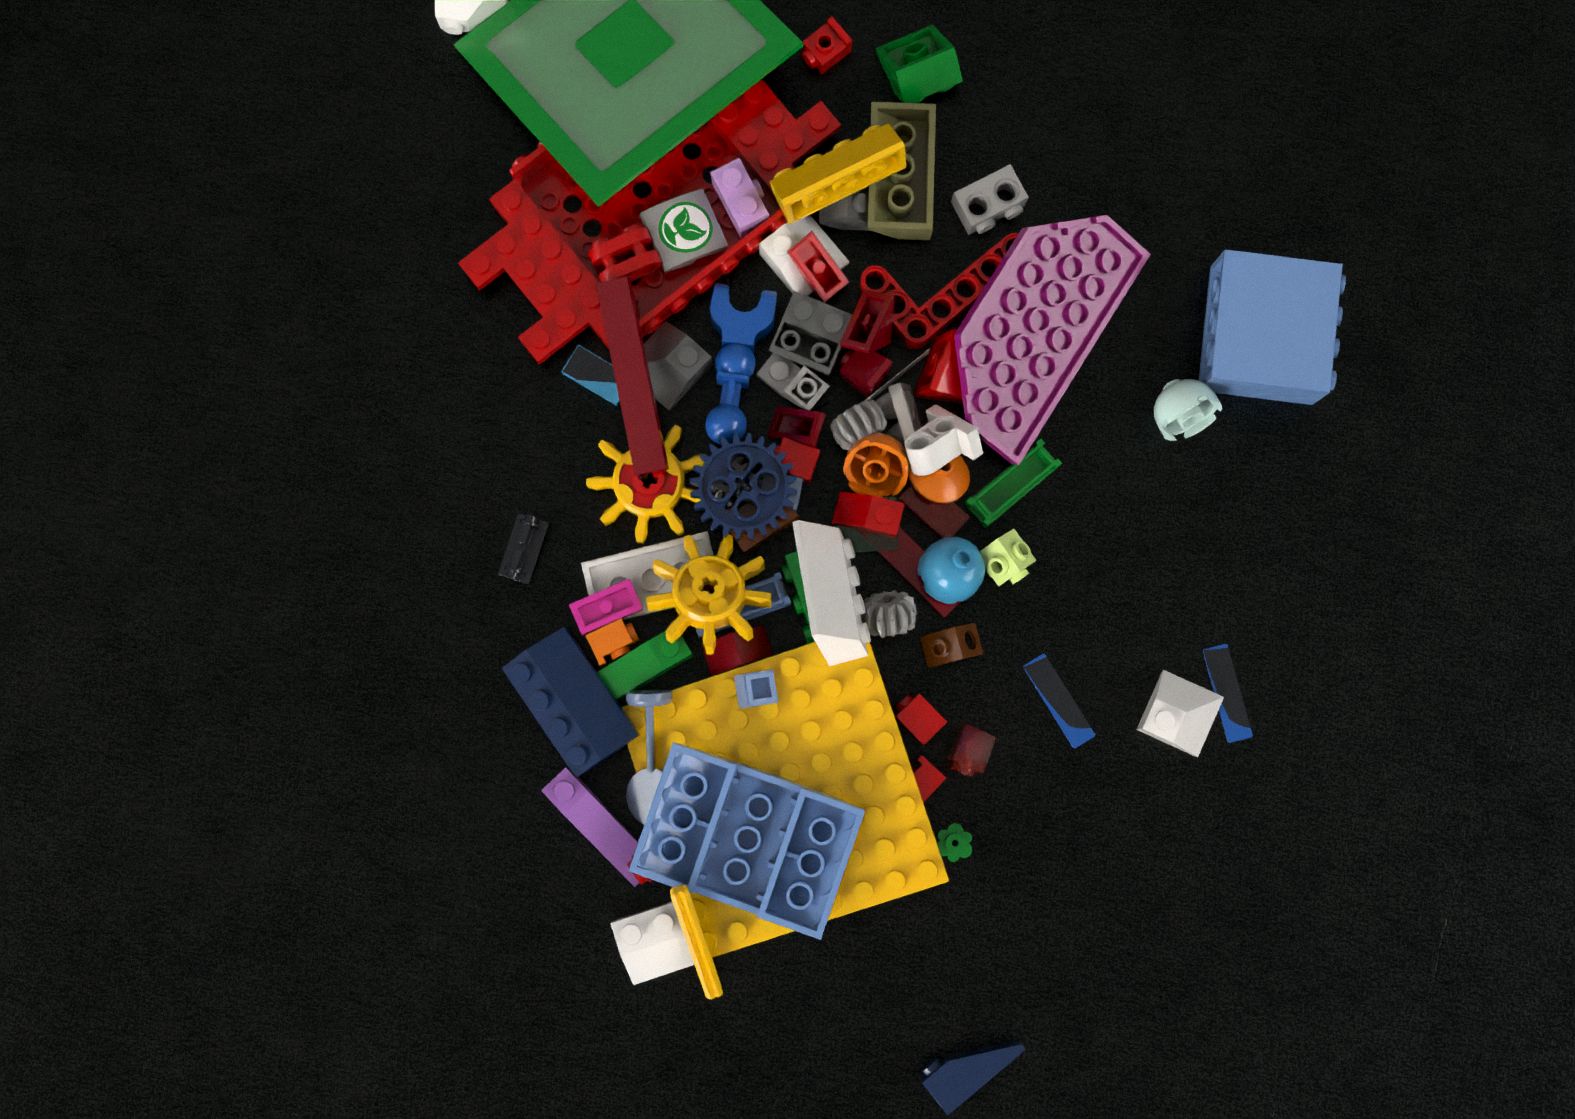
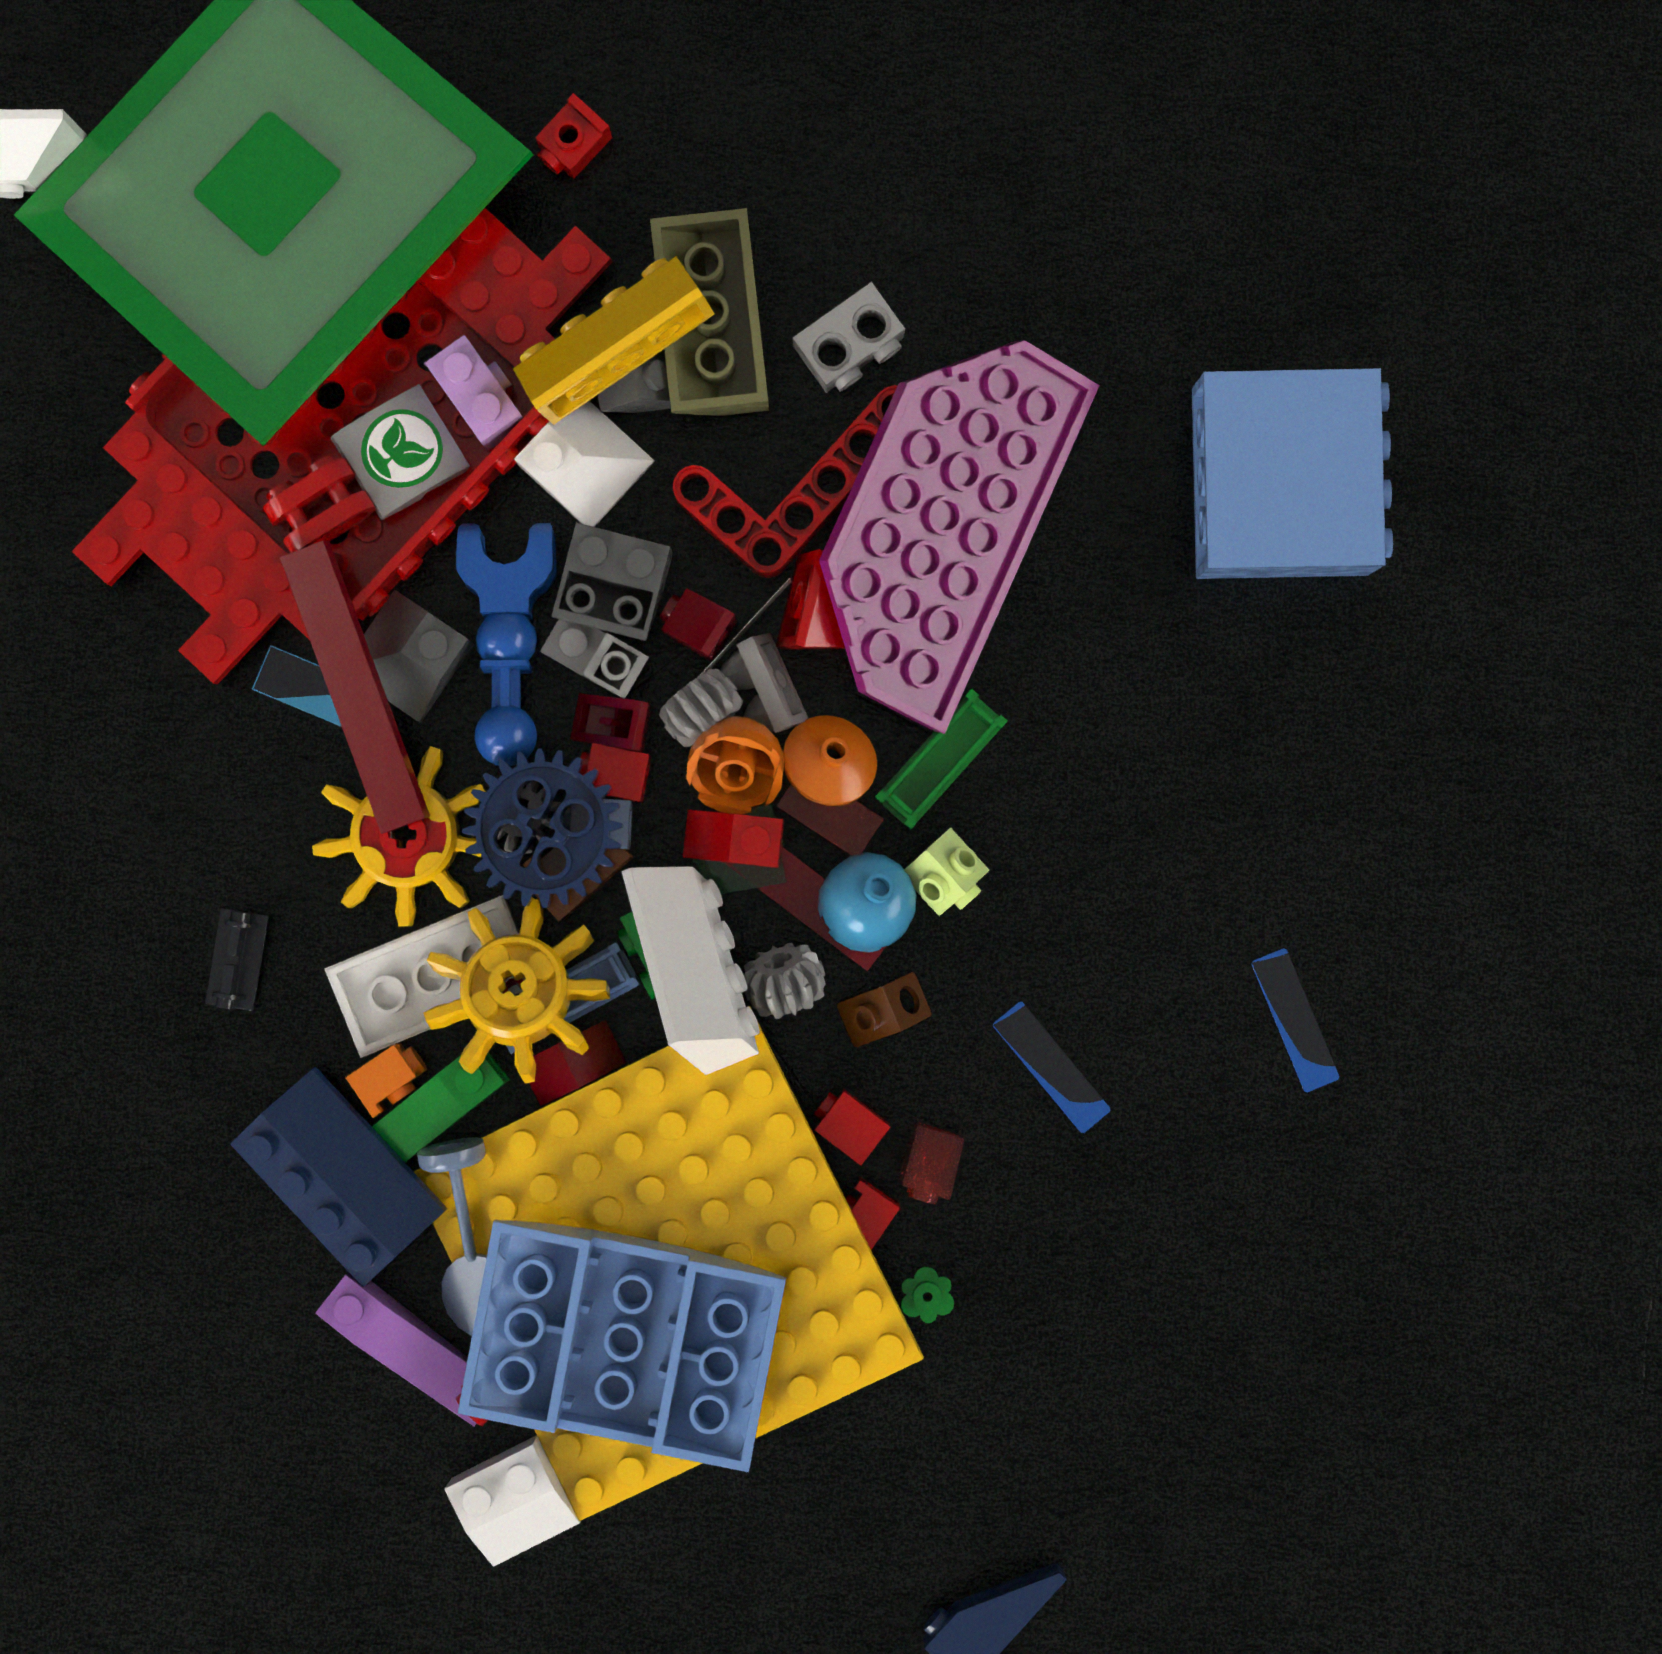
camera: 10 degrees left, 5 degrees up
(606, 607) = (369, 1030): dark pink plate -> none
(696, 941) = (571, 1496): yellow axle -> none
(756, 689) = (605, 1121): medium blue slope -> none
(817, 267) = (606, 479): red slope -> none
(870, 323) = (695, 556): dark red slope -> none
(920, 64) = (716, 145): green slope -> none
(941, 441) = (823, 718): white tile -> none
(1180, 713) = (1229, 1061): white slope -> none
(1185, 408) = (1178, 610): light aqua cylinder -> none

